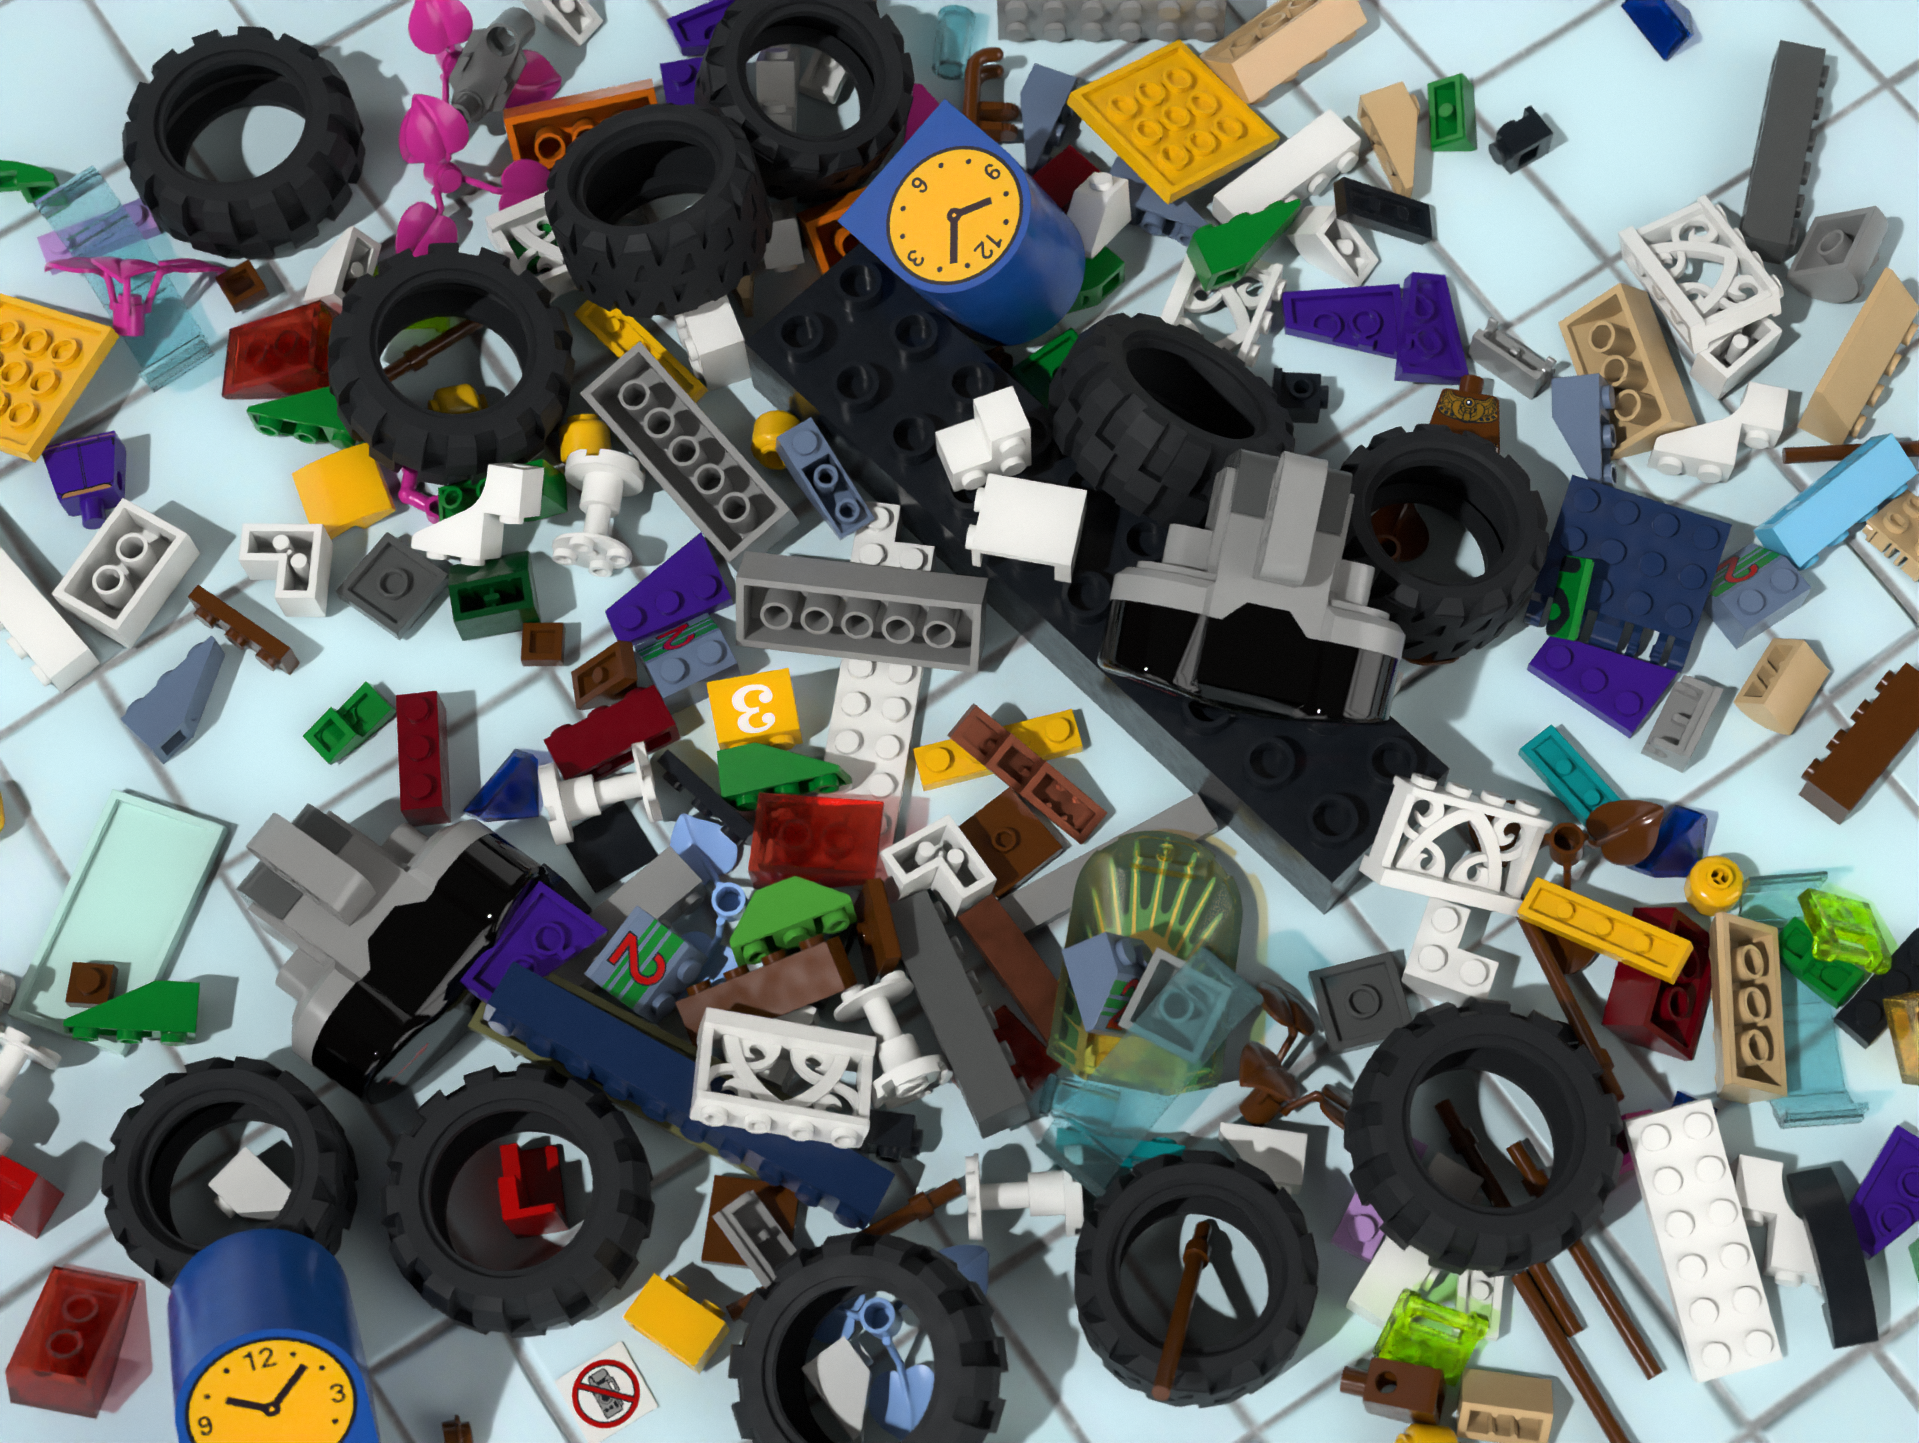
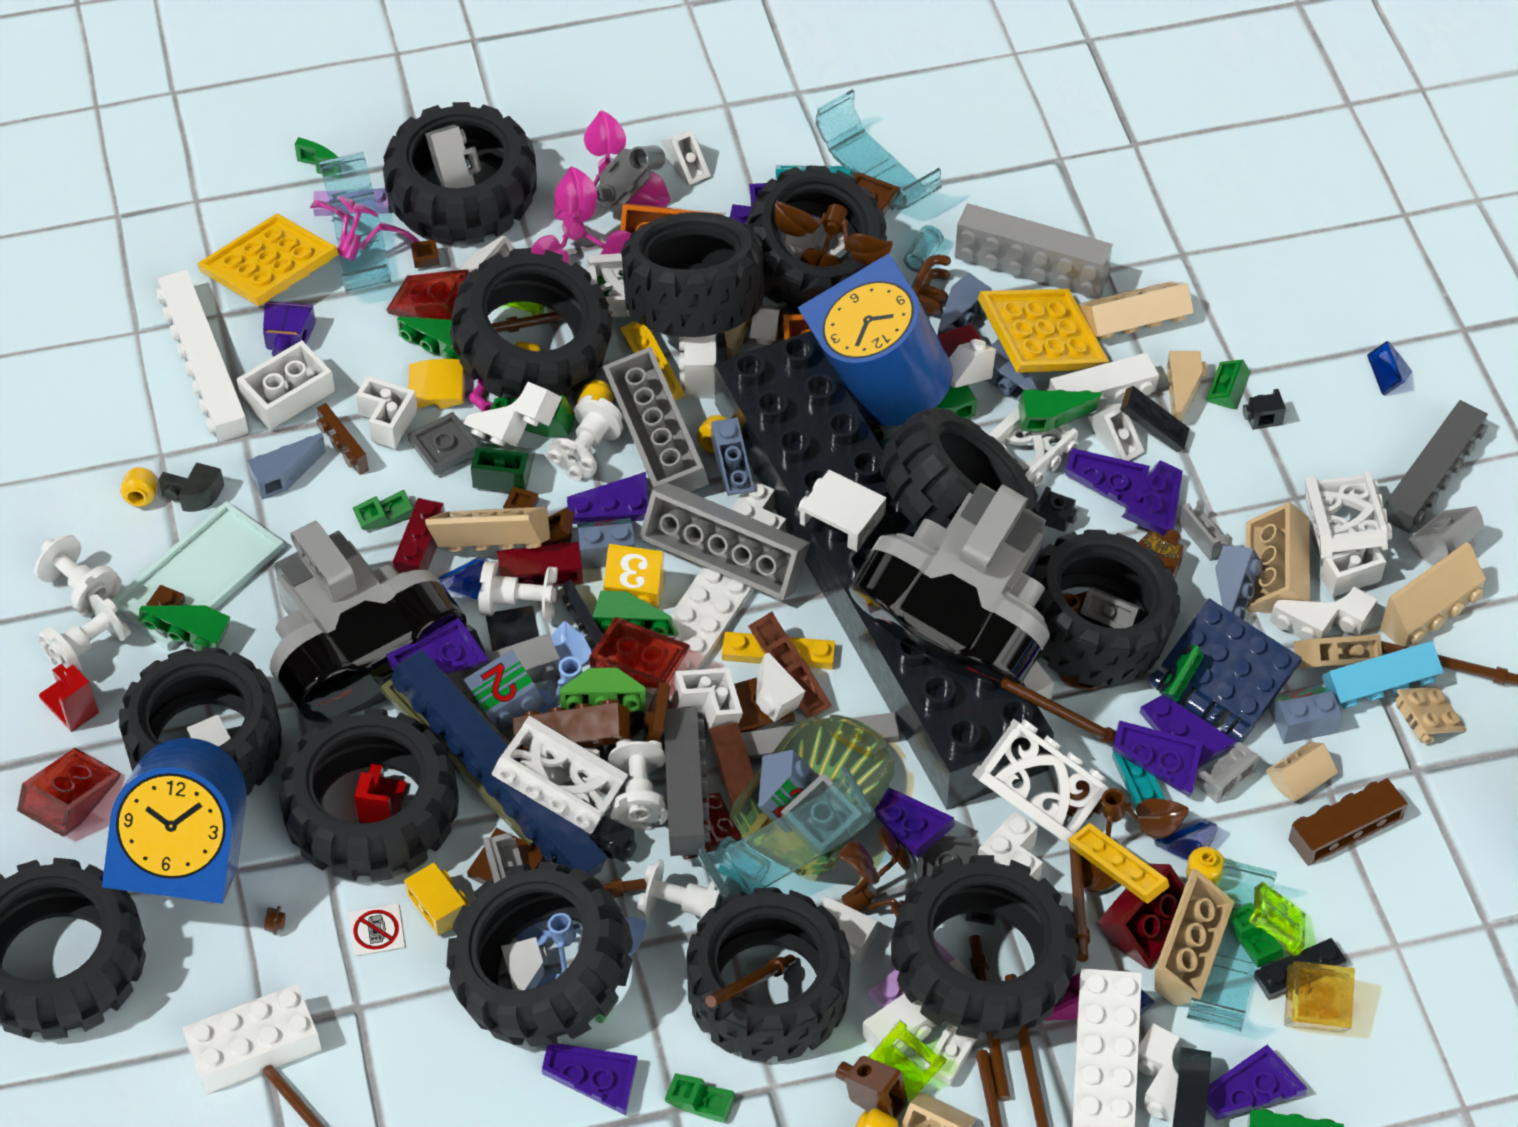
camera: 15 degrees right, 15 degrees down
(63, 791) = (197, 490): none -> pearl dark grey brick
(217, 122) = (448, 157): none -> light grey piece
(520, 707) = (490, 527): none -> tan slope
(829, 58) = (797, 223): none -> reddish brown plant
(990, 443) = (837, 453): white brick -> none
(1024, 821) = (776, 689): none -> white slope
(1296, 960) = (912, 821): none -> dark purple wing
(1438, 533) = (1110, 609): none -> light grey plate
(1505, 729) = (1105, 734): none -> reddish brown bar
(1590, 734) = (1160, 754): none -> dark purple wing
(1762, 487) = (1337, 650): none -> tan slope

